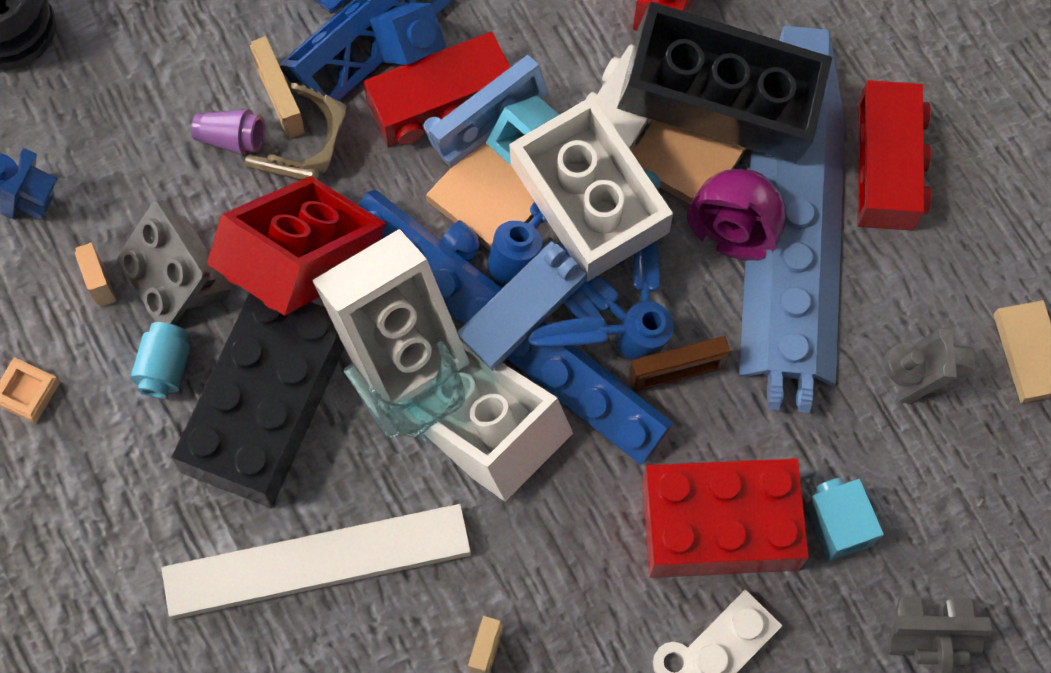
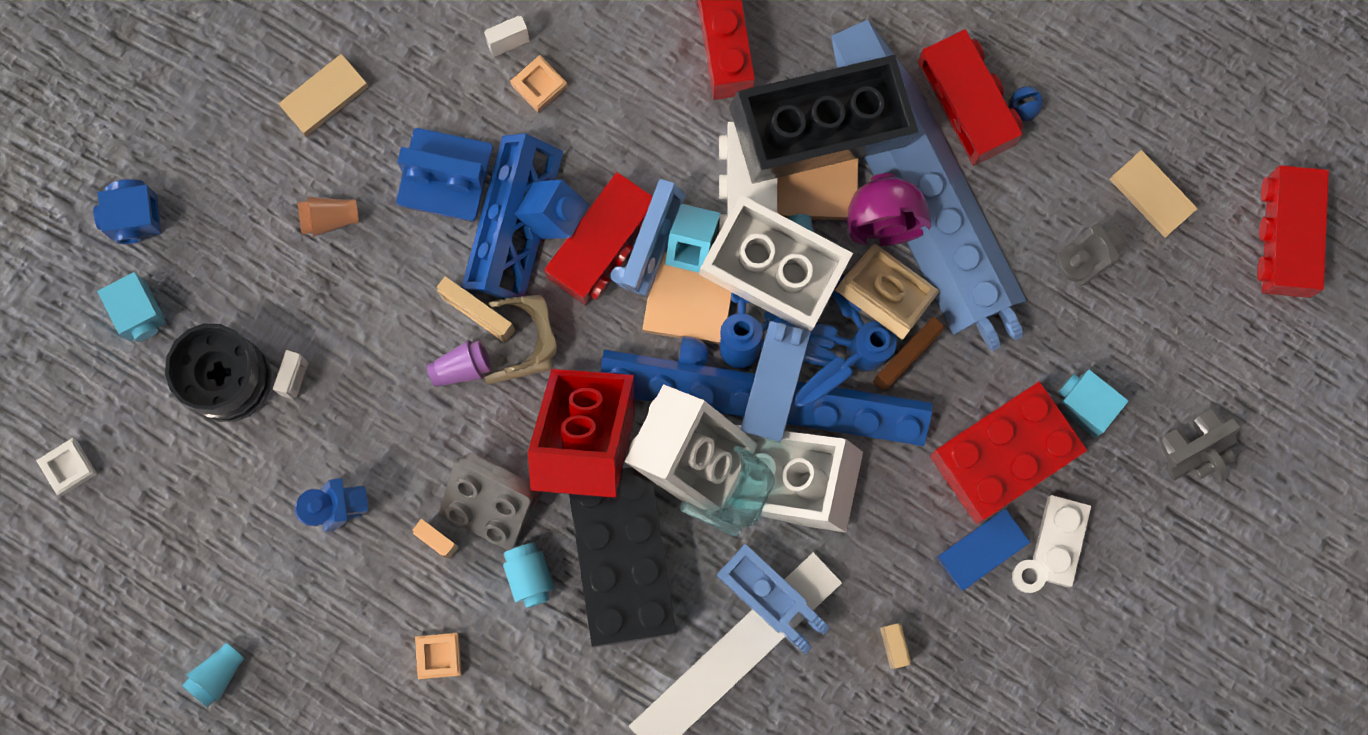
camera: 30 degrees left, 10 degrees up
(64, 50) = (290, 375): none -> white tile
(385, 516) = (769, 595): none -> medium blue hinge
(640, 605) = (983, 549): none -> blue tile
(693, 288) = (887, 291): none -> tan tile
(948, 200) = (1030, 109): none -> blue hinge

